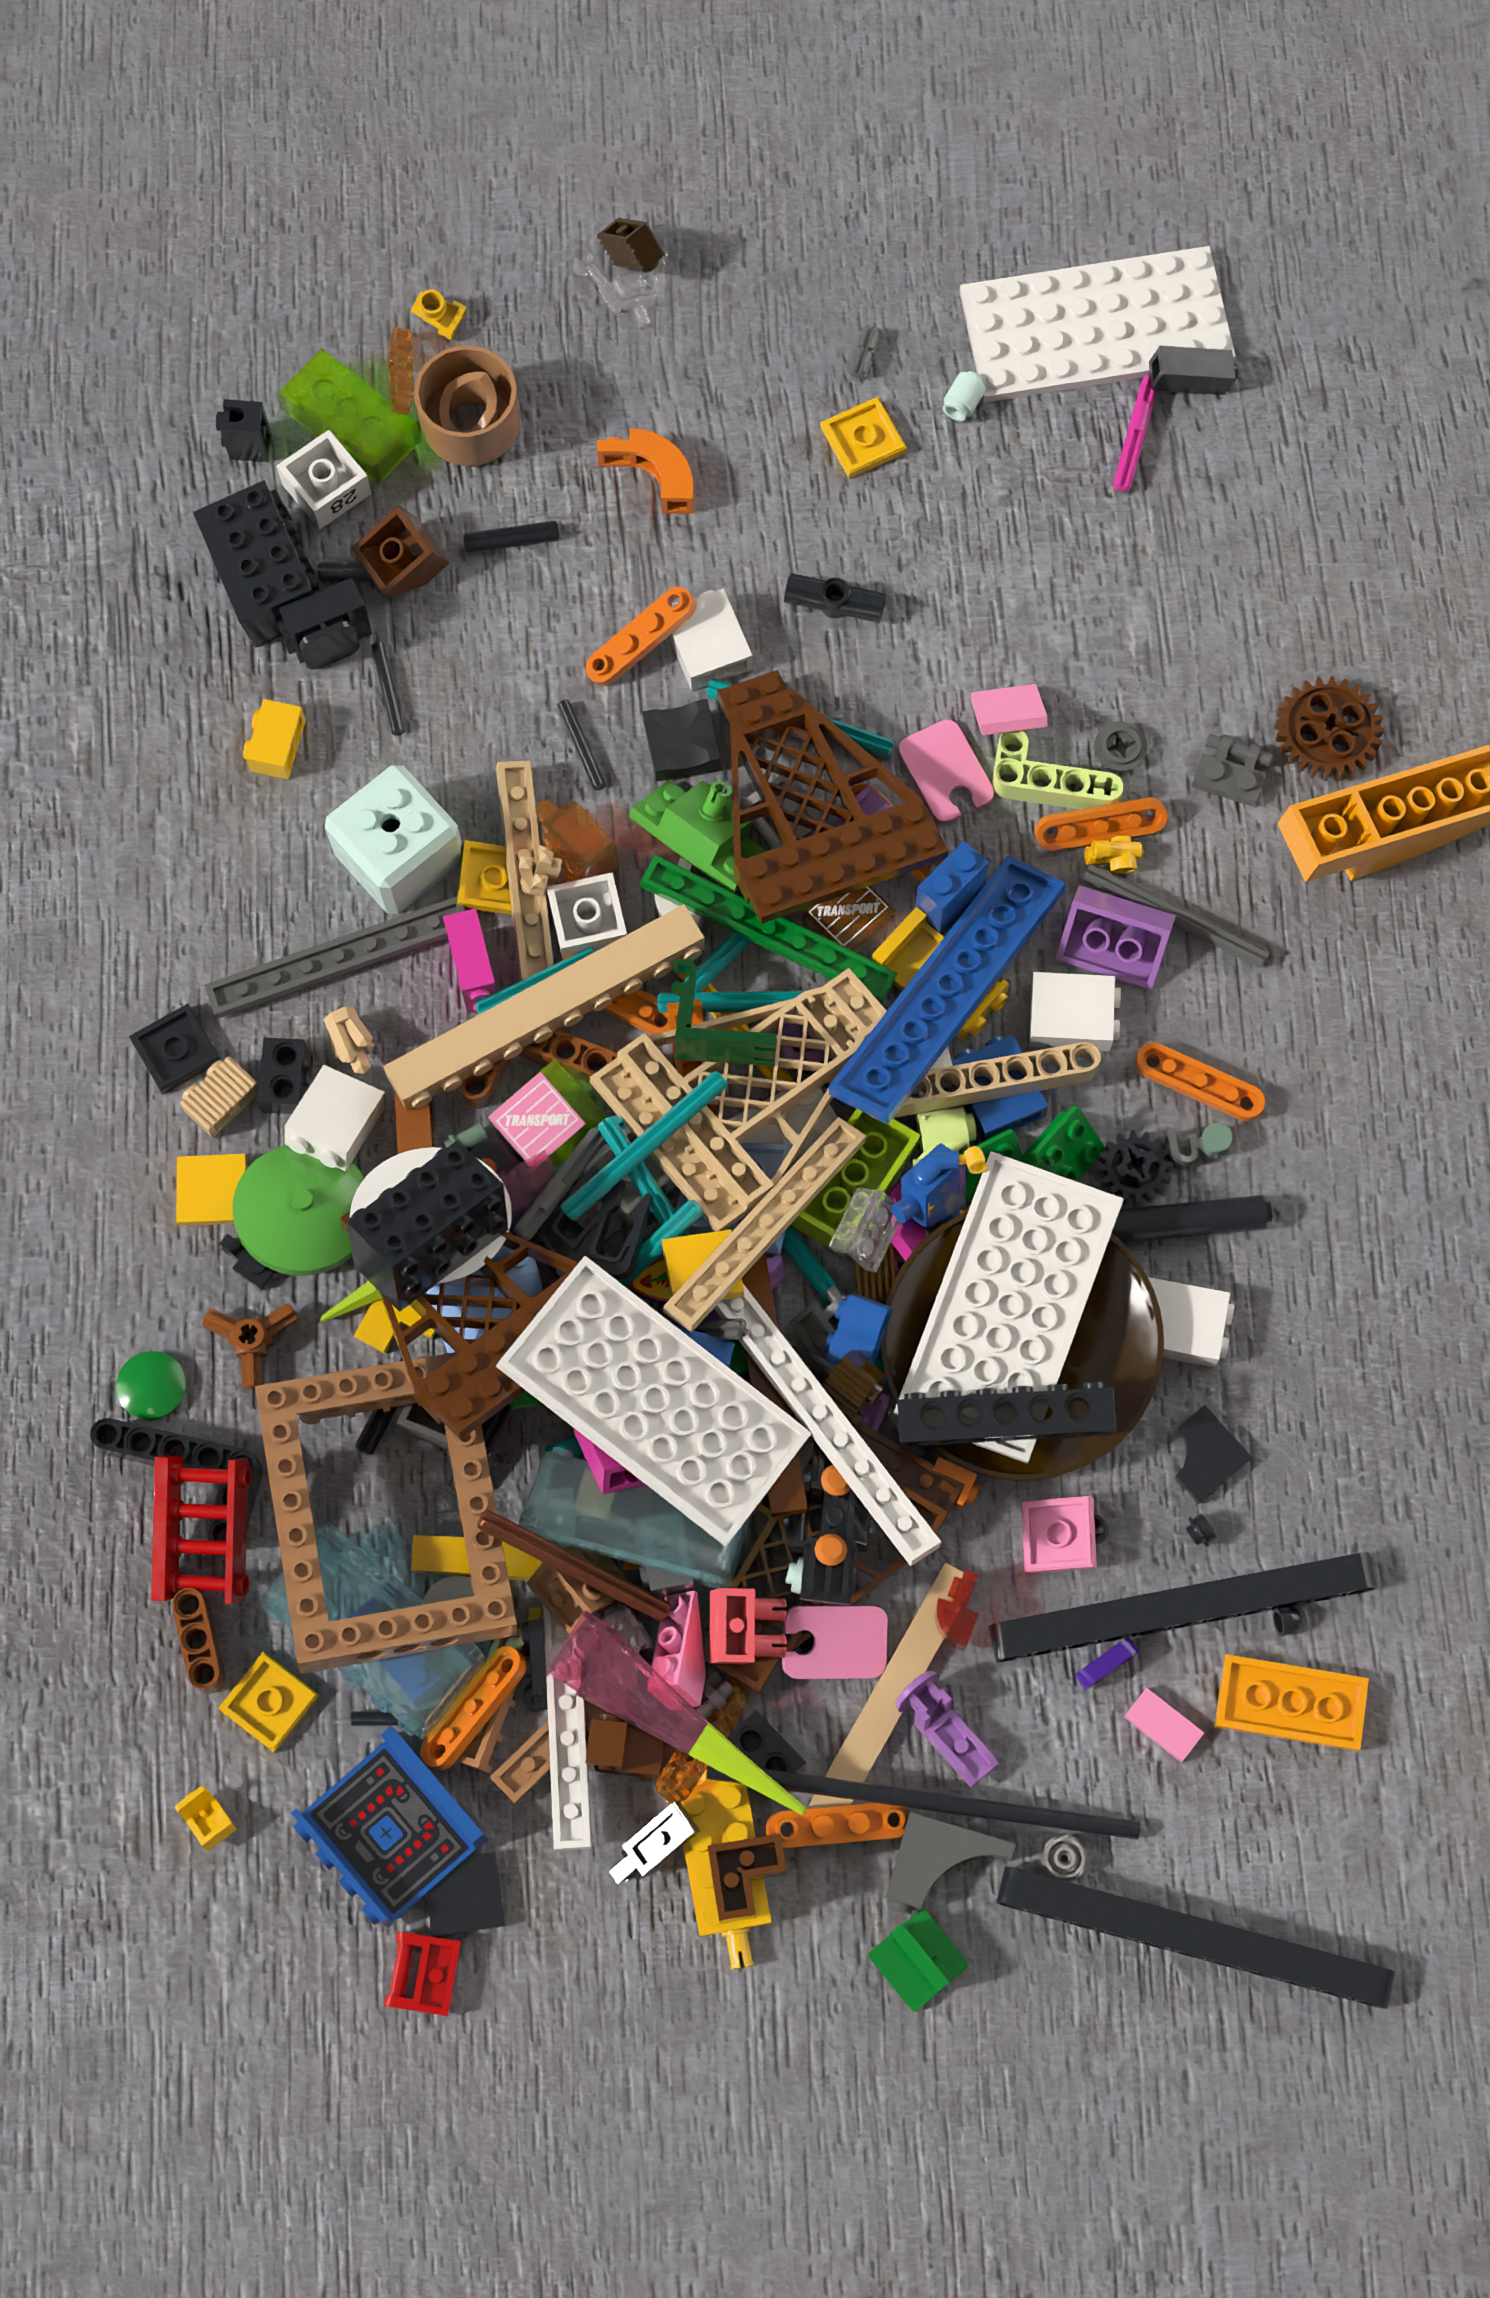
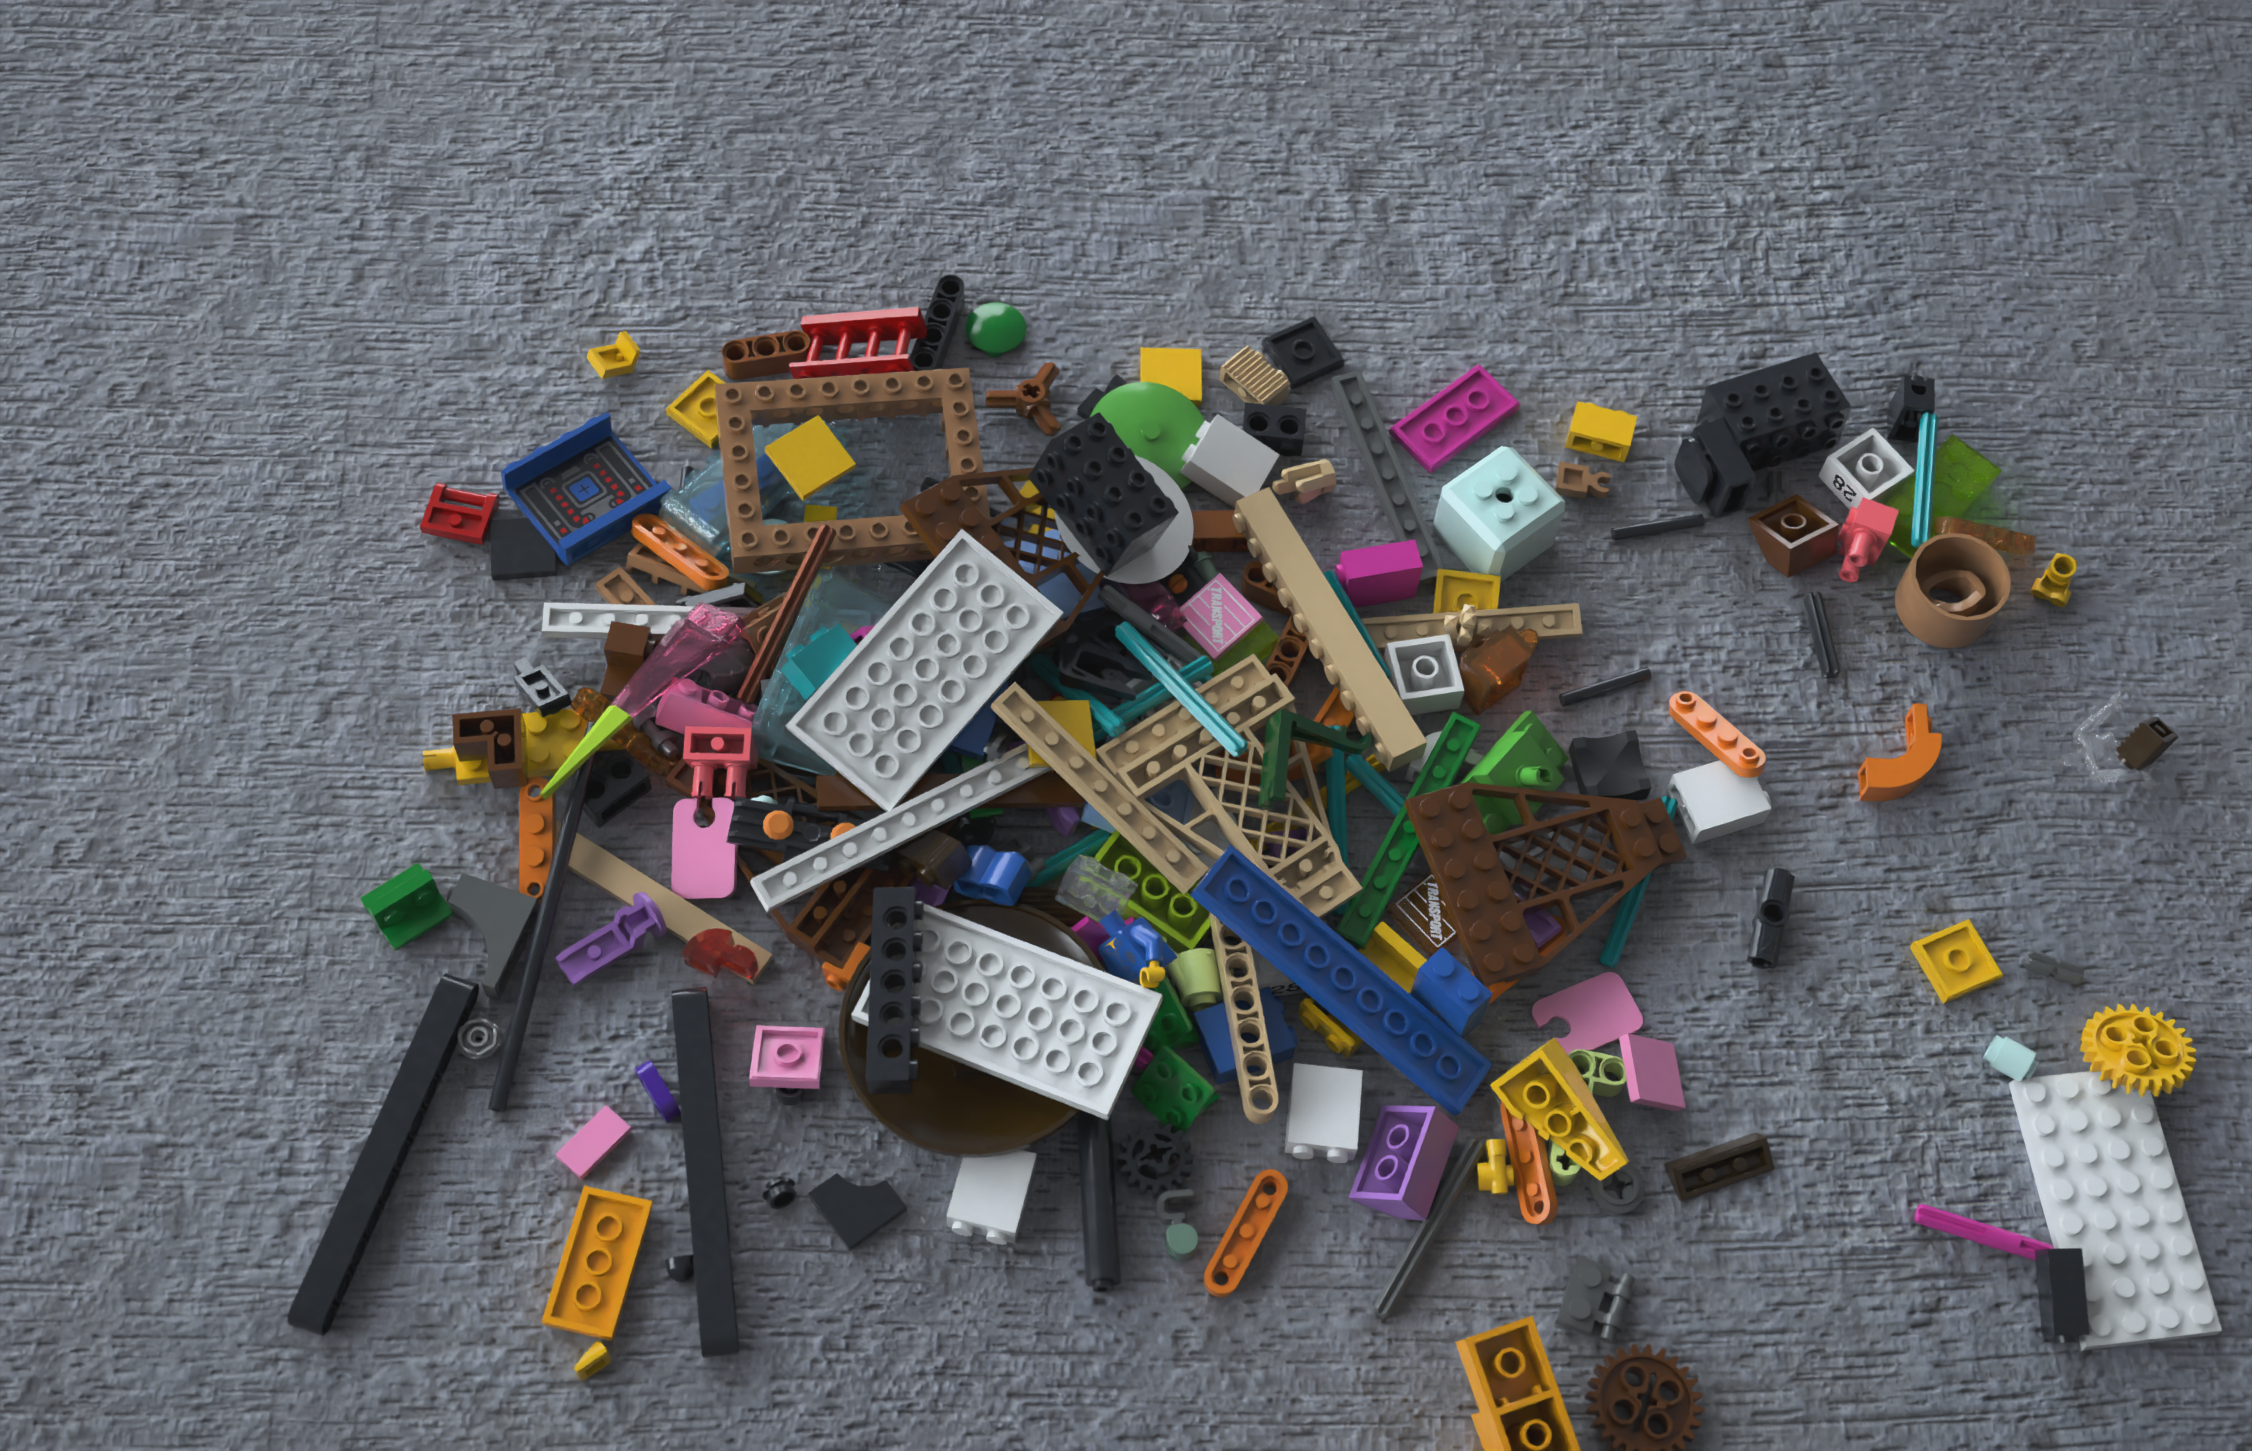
camera: 85 degrees right, 10 degrees down
(258, 889) = (1454, 418): none -> dark pink tile
(337, 766) = (1576, 481): none -> medium nougat plate
(343, 418) = (1924, 479): none -> teal axle
(389, 1548) = (810, 457): none -> yellow tile
(401, 483) = (1864, 536): none -> coral brick
(644, 1515) = (814, 664): none -> teal brick
(950, 285) = (2138, 1050): none -> yellow gear
(1053, 792) = (1557, 1102): none -> yellow wedge
(1088, 657) = (1720, 1166): none -> dark brown slope
(1390, 1695) = (593, 1361): none -> yellow slope

